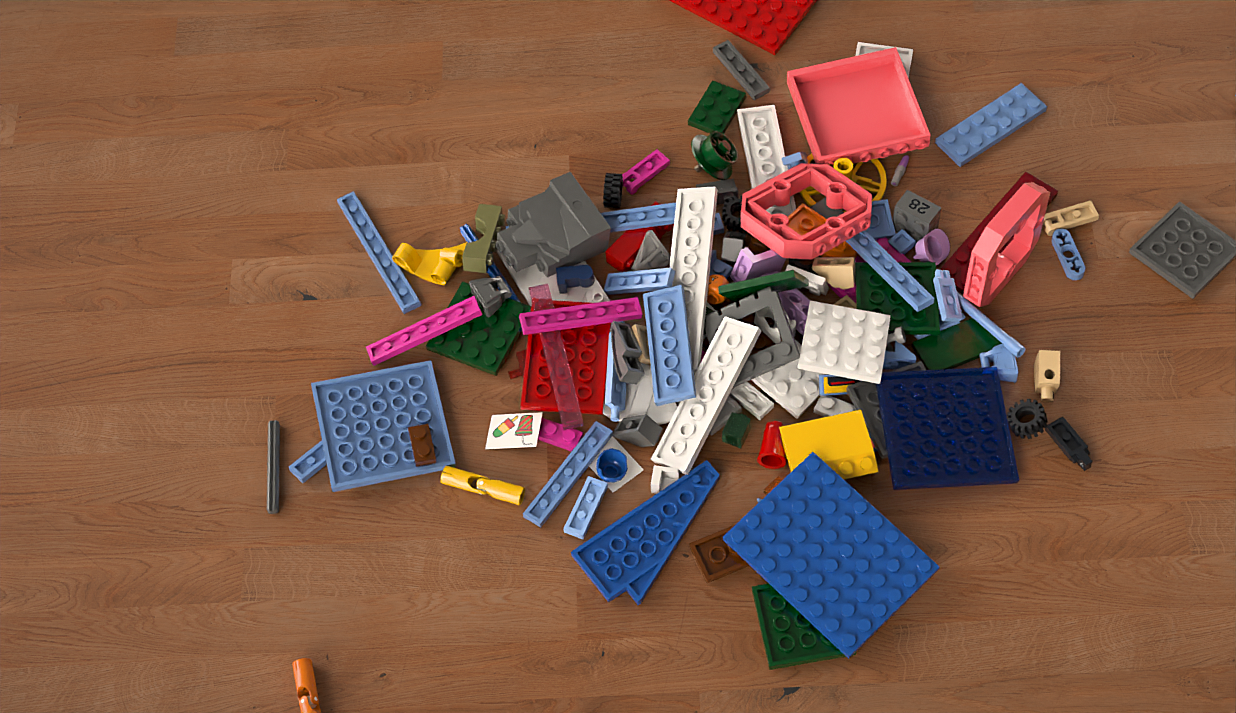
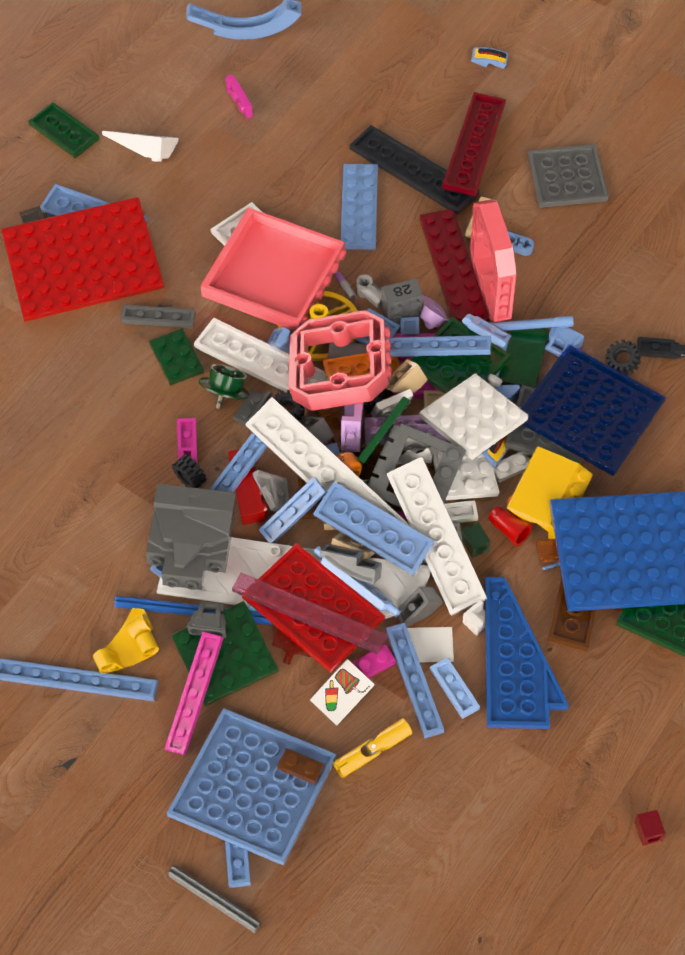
camera: 55 degrees left, 0 degrees up
(479, 254) = (132, 578): olive arch -> none
(574, 277) = (243, 552): dark blue leg -> none
(580, 315) = (293, 570): dark pink plate -> none
(611, 465) = (436, 644): blue hair -> none
(909, 182) = (369, 290): none -> light grey piece
(1047, 374) = (599, 320): tan torso -> none
(1069, 135) = (409, 167): none -> black plate
(1142, 157) = (474, 144): none -> dark red plate

